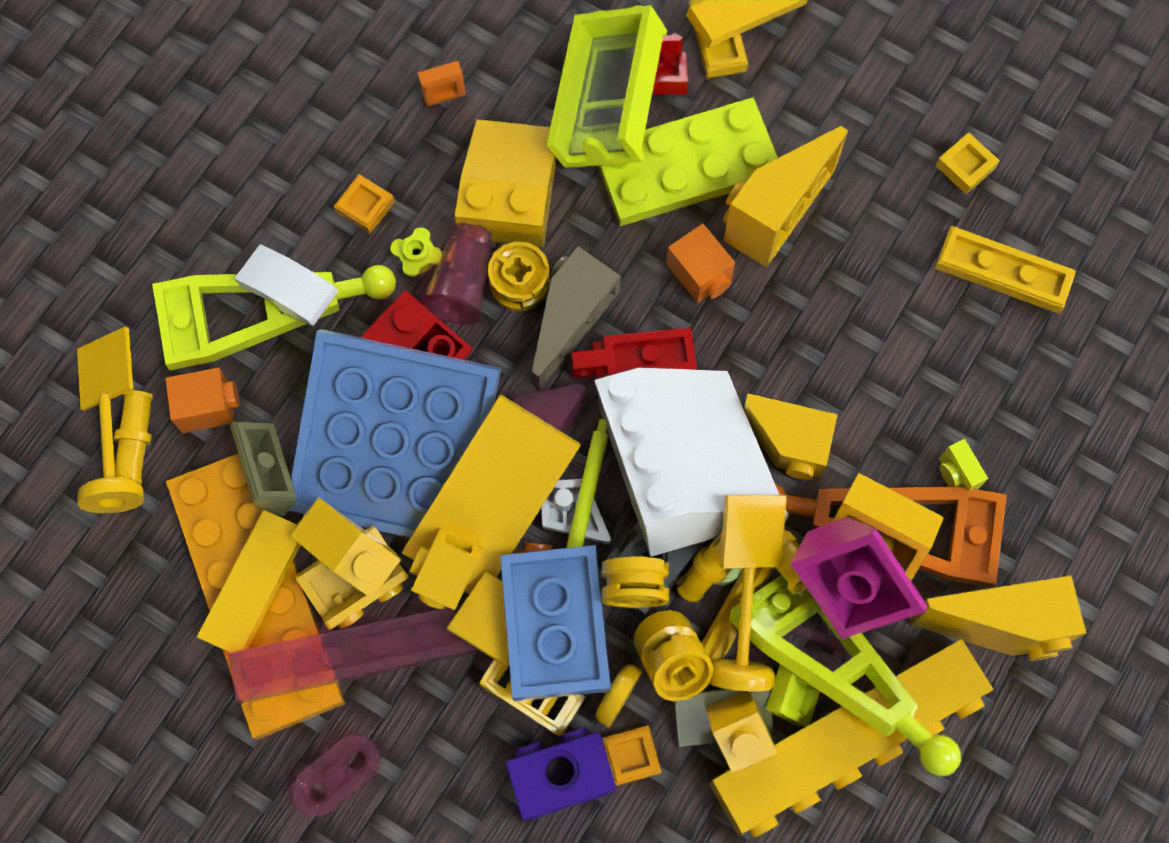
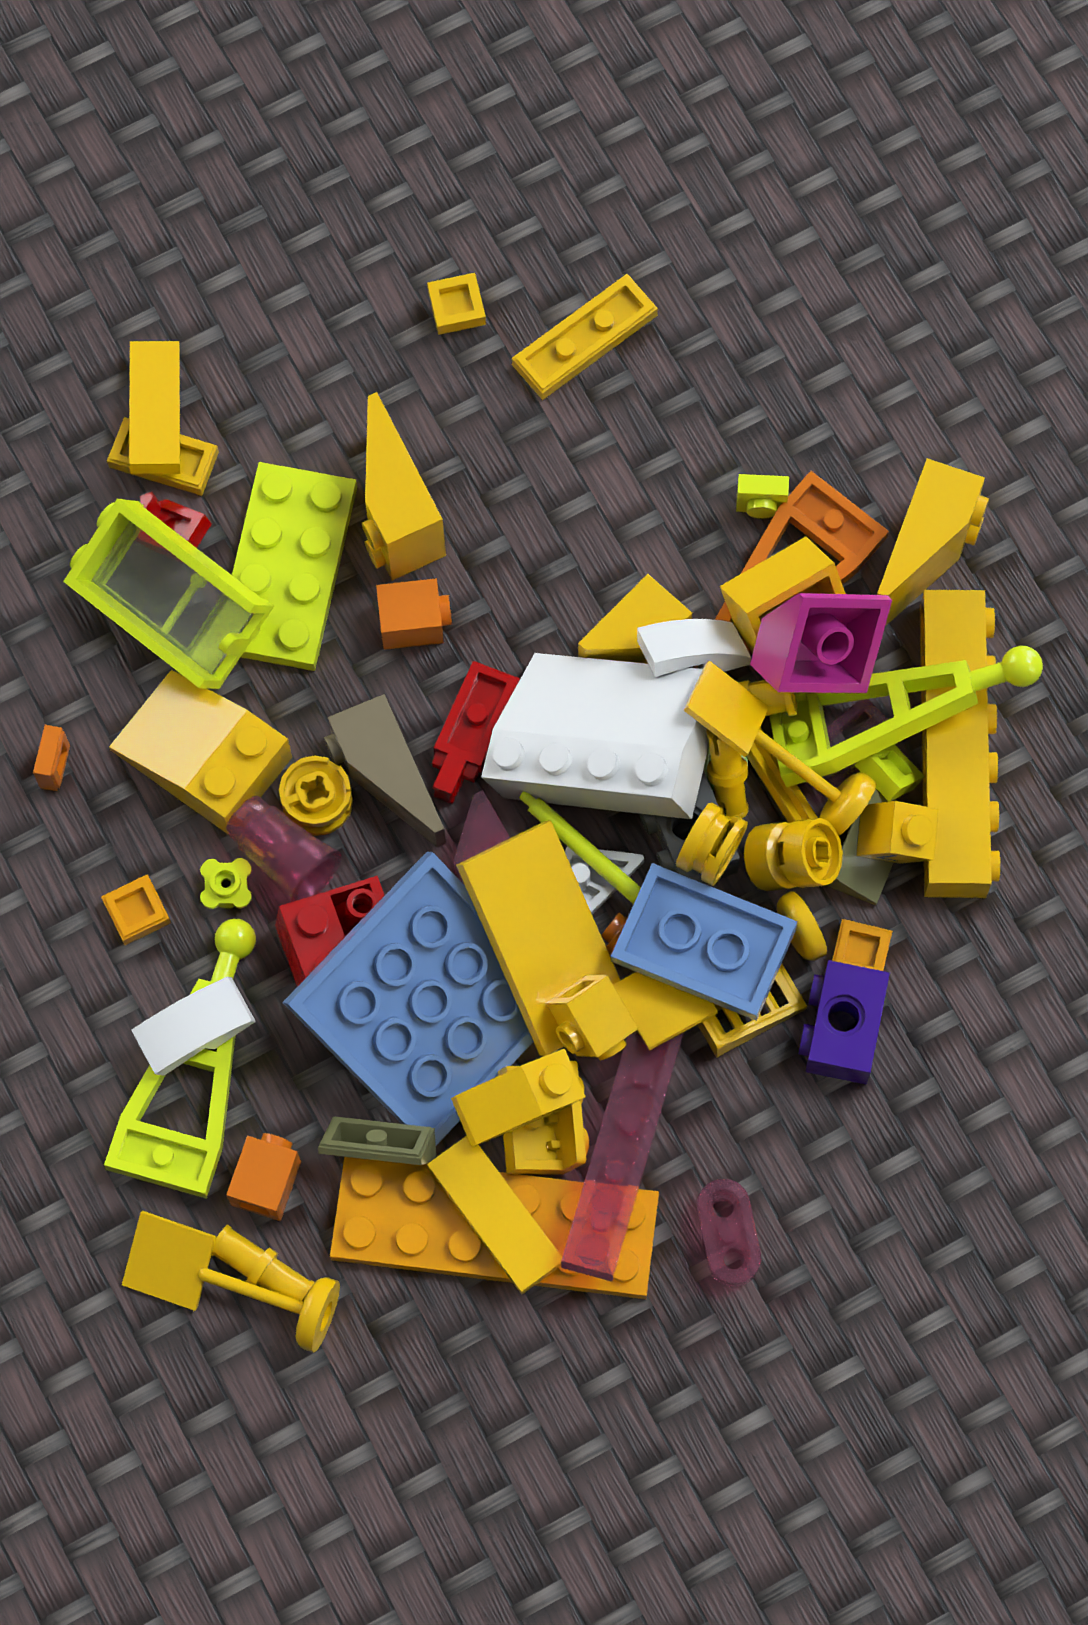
camera: 60 degrees left, 0 degrees up
(799, 477) = (690, 643): none -> white slope

